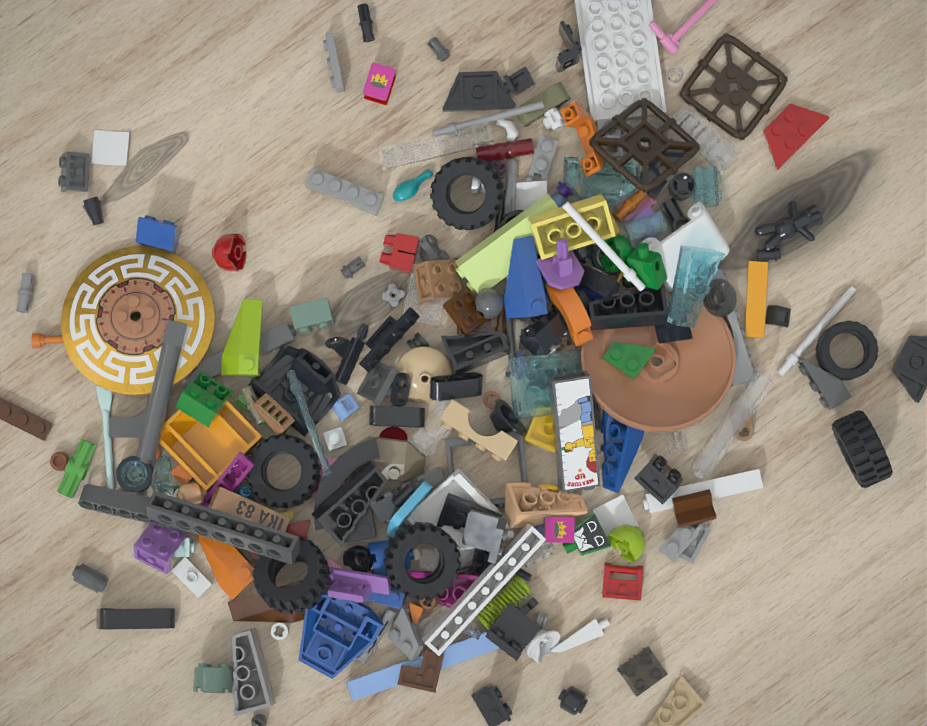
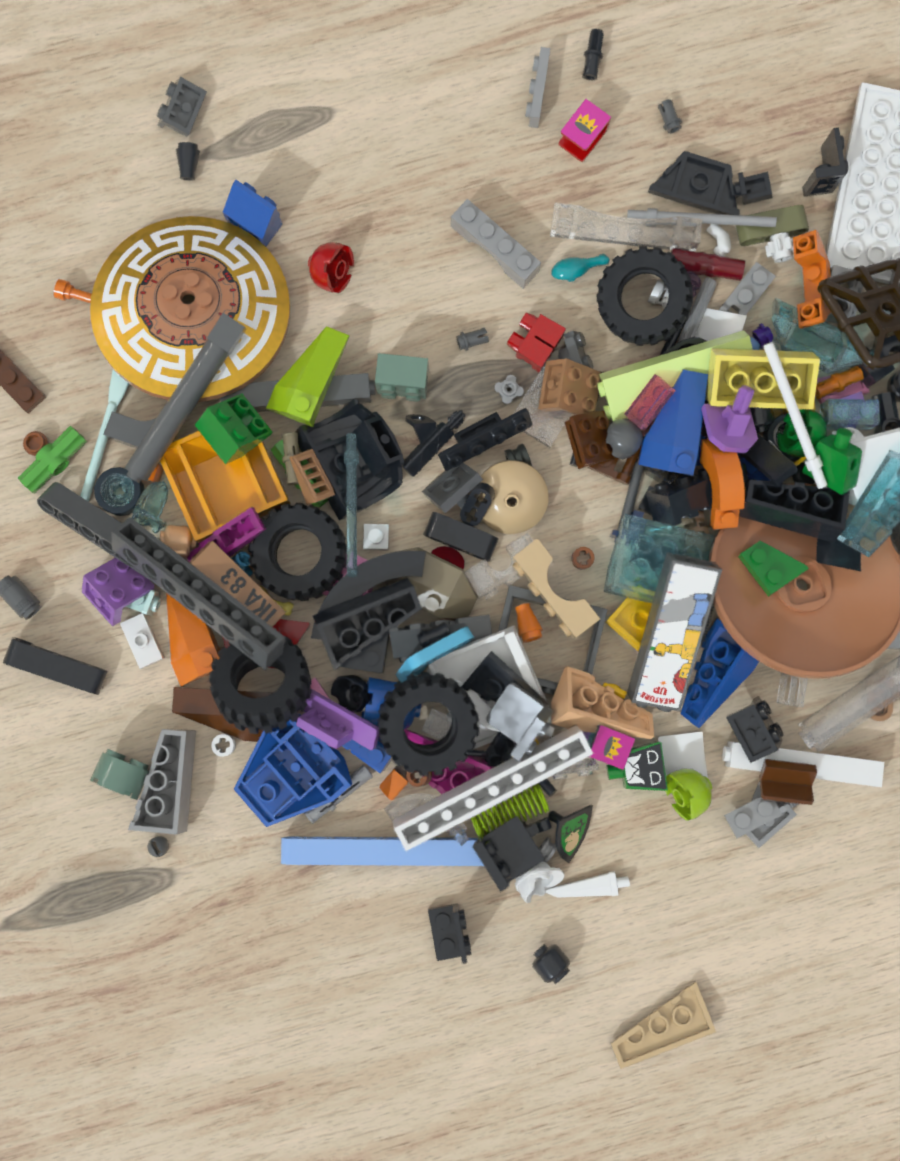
camera: 20 degrees right, 0 degrees up
(25, 293) = (69, 228): light grey pin -> none
(110, 148) = (234, 95): white sticker -> none
(181, 475) = (174, 512): orange slope -> none
(345, 406) = (402, 502): light blue slope -> none
(405, 635) = (374, 808): light grey wing -> none
(423, 678) = (378, 869): reddish brown plate -> none
(456, 386) = (546, 525): black beam -> none
(468, 463) = (528, 625): none -> orange cone
(474, 350) = (585, 490): black wedge -> none
(498, 271) = (649, 402): none -> clear pink plate
(504, 420) = (590, 586): black piece -> none
(553, 601) = (571, 831): none -> shield
(622, 588) = (660, 846): red plate -> none
(642, 671) = (649, 957): clear smoke hinge -> none

